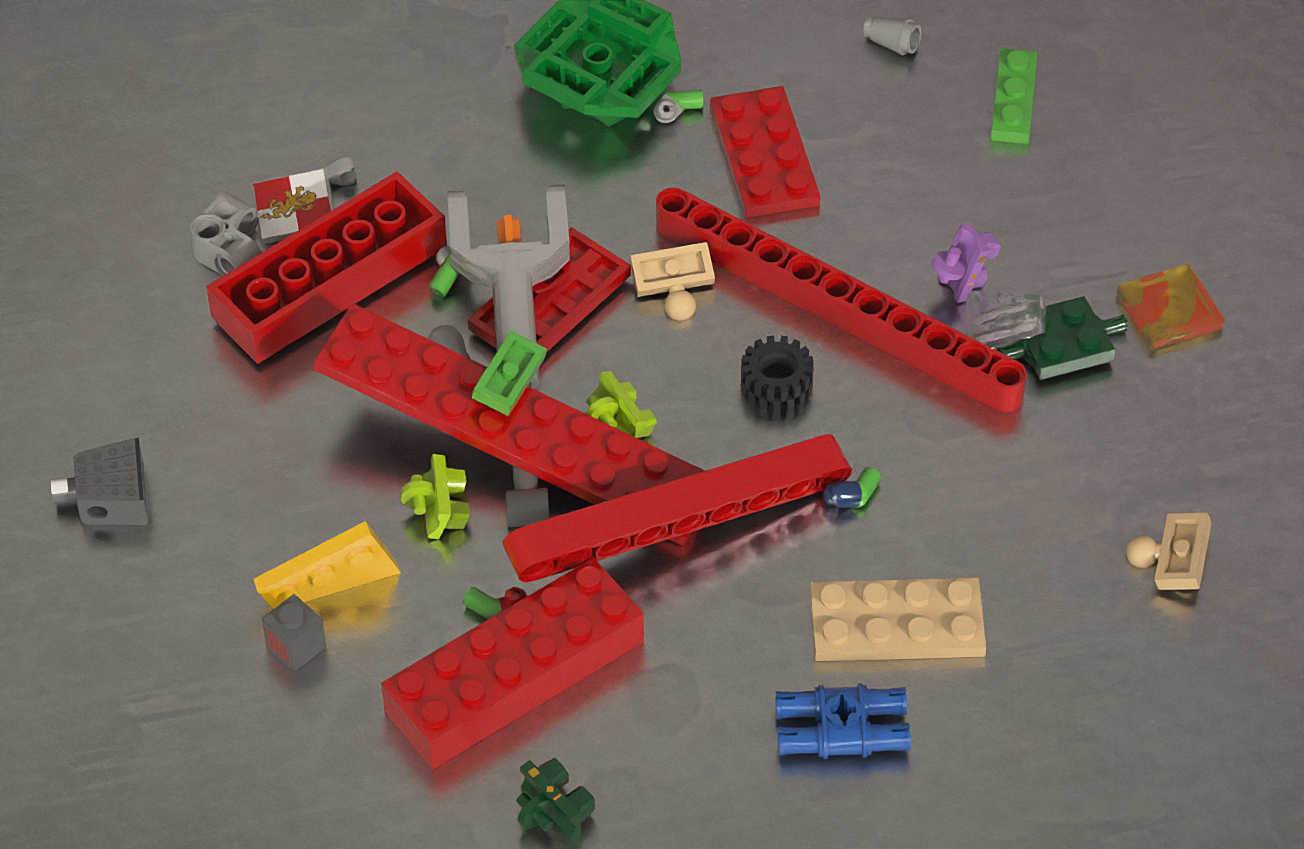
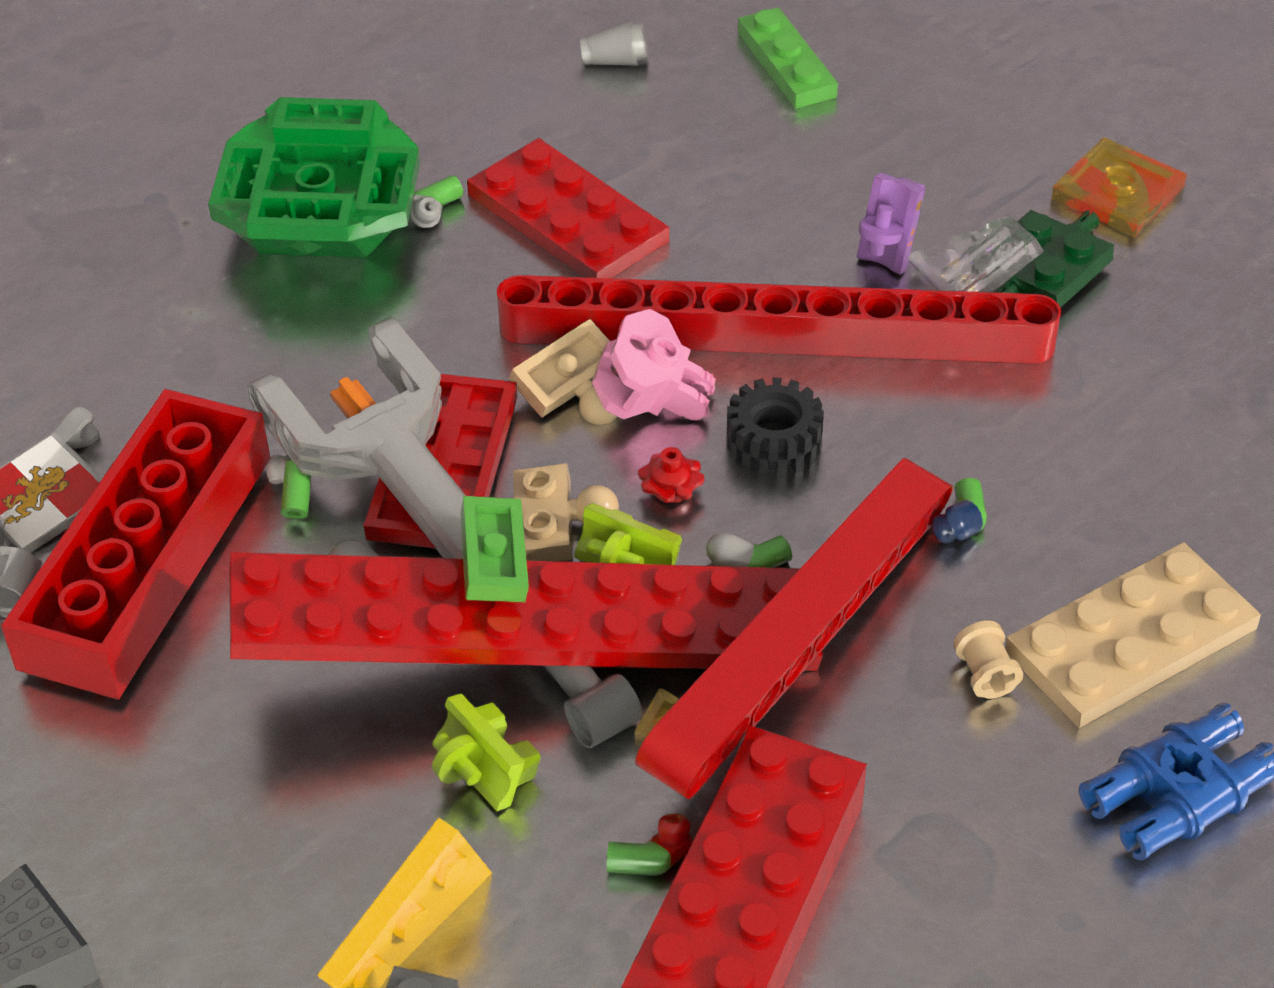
camera: 30 degrees left, 5 degrees down
(591, 355) = (550, 510): none -> tan plate
(683, 376) = (671, 476): none -> red plant
(686, 448) = (735, 551): none -> arm
(716, 293) = (651, 371): none -> bright pink hinge
(785, 590) = (988, 660): none -> tan bush

